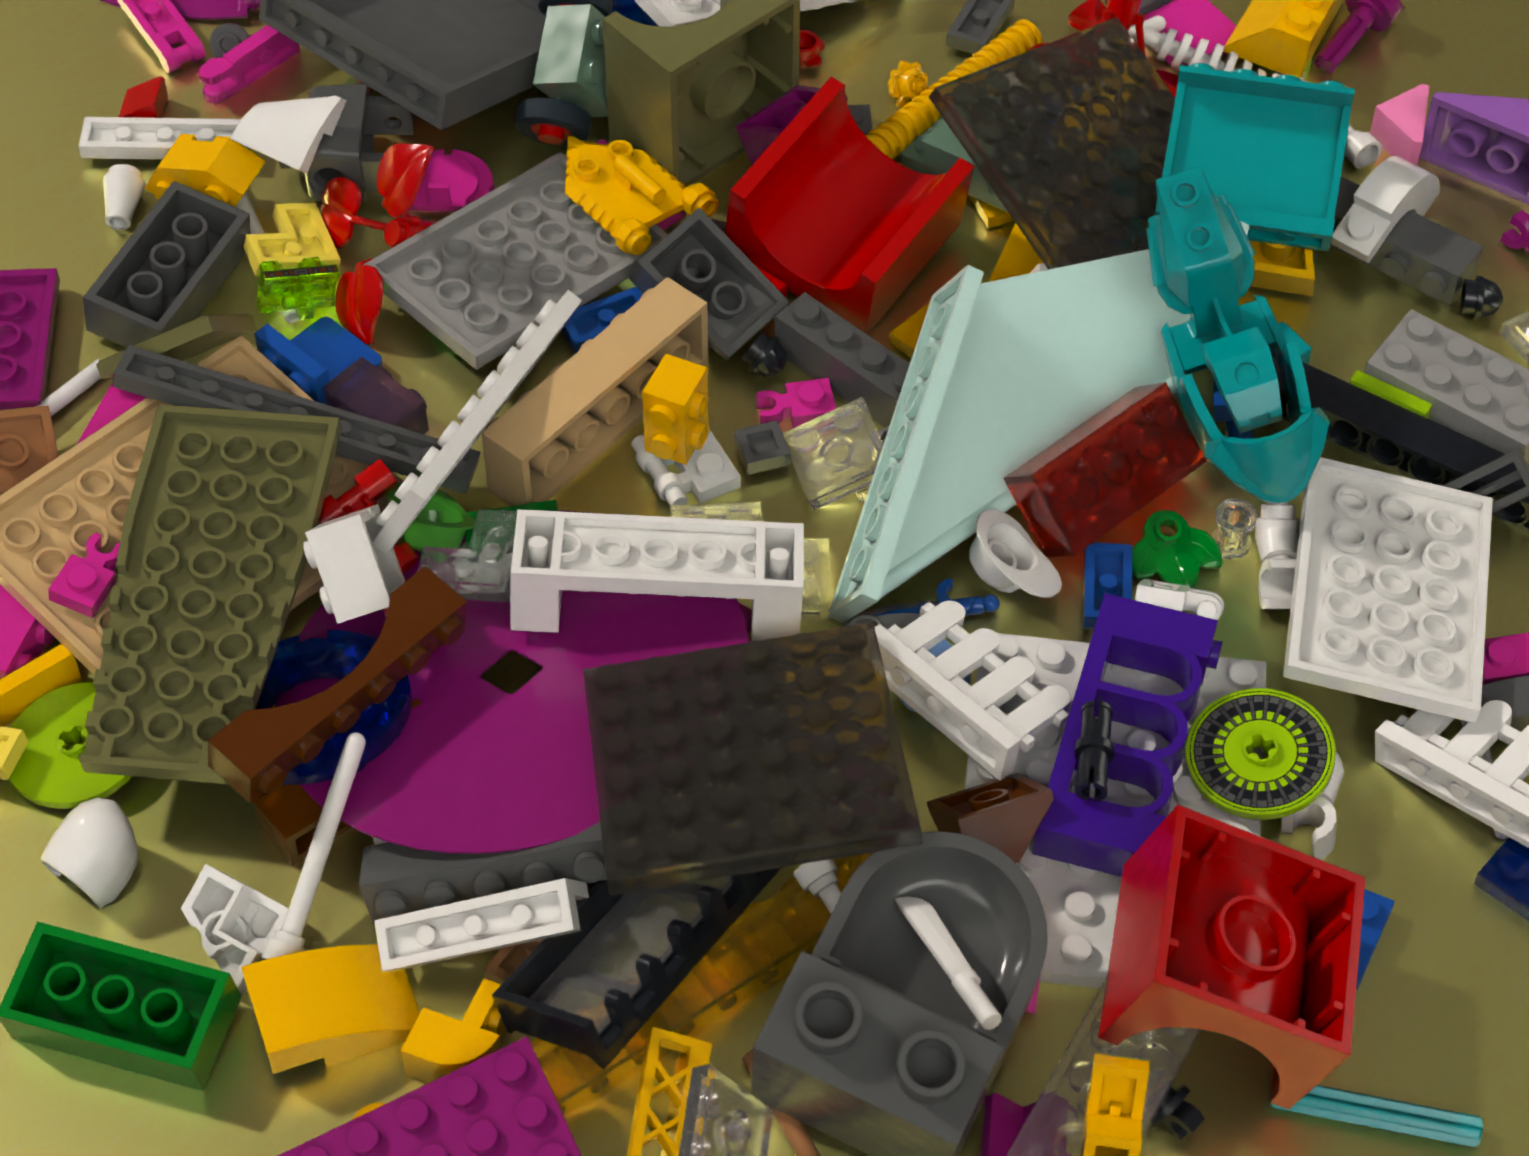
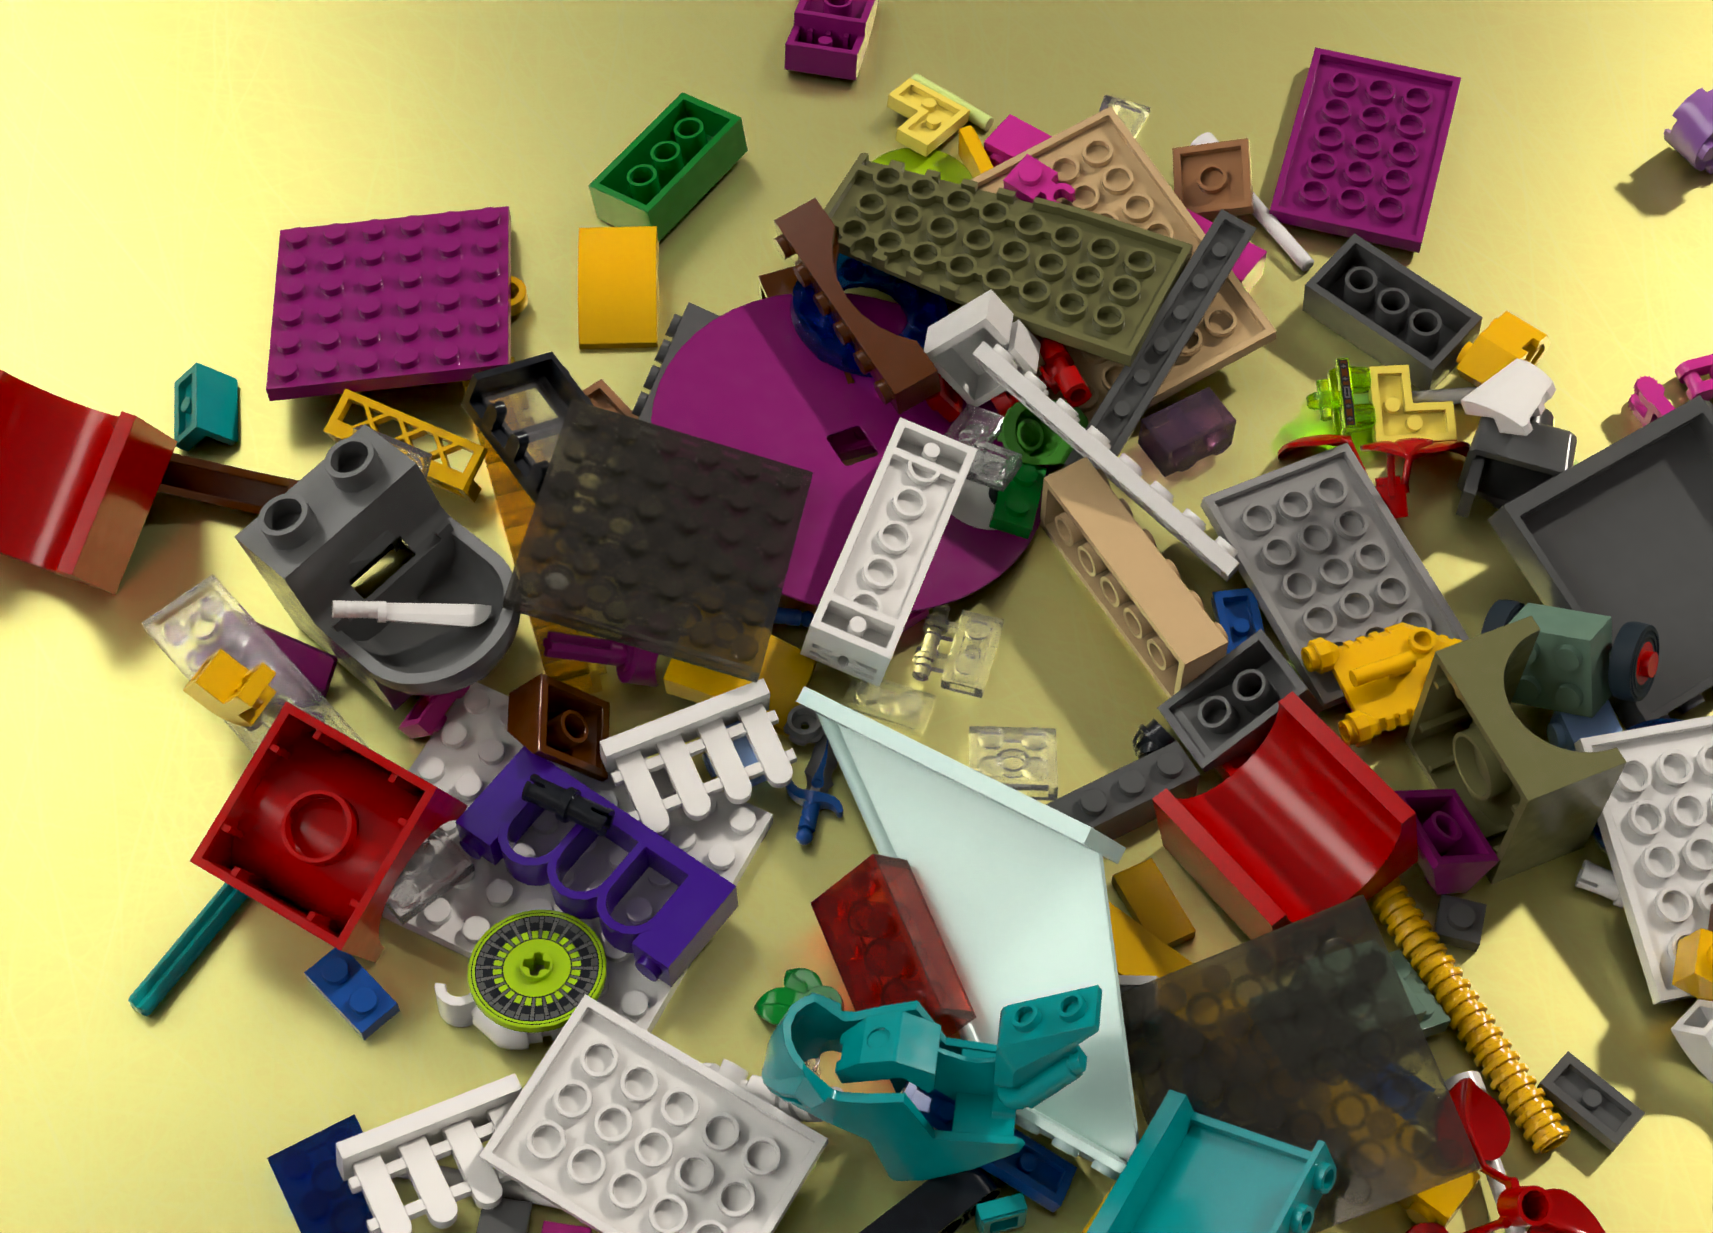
camera: 110 degrees right, 5 degrees up
(94, 850) = (802, 171): white piece -> none
(122, 193) = (1496, 302): white cone -> none
(145, 100) = (1631, 346): red slope -> none
(145, 136) = (1577, 347): white plate -> none
(188, 339) = (1274, 284): olive tile -> none
(232, 920) = (719, 253): white slope -> none
(289, 938) = (678, 272): white piece -> none
(314, 354) = (1258, 399): blue bracket -> none
(447, 1044) = (558, 335): yellow brick -> none
(452, 182) = (1467, 555): dark pink piece -> none
(479, 924) = (622, 359): white fence -> none
(676, 409) = (1073, 615): yellow brick -> none
(706, 473) = (1052, 661): white plate -> none
(762, 447) = (1044, 707): dark grey plate -> none
(800, 402) = (1091, 758): dark pink plate -> none
(809, 49) = (1589, 901): red plate -> none
(907, 82) = (1499, 988): yellow plant -> none
(1009, 558) = (824, 853): white piece -> none
(1105, 571) = (779, 934): blue plate -> none
(1180, 598) = (737, 961): white plate -> none

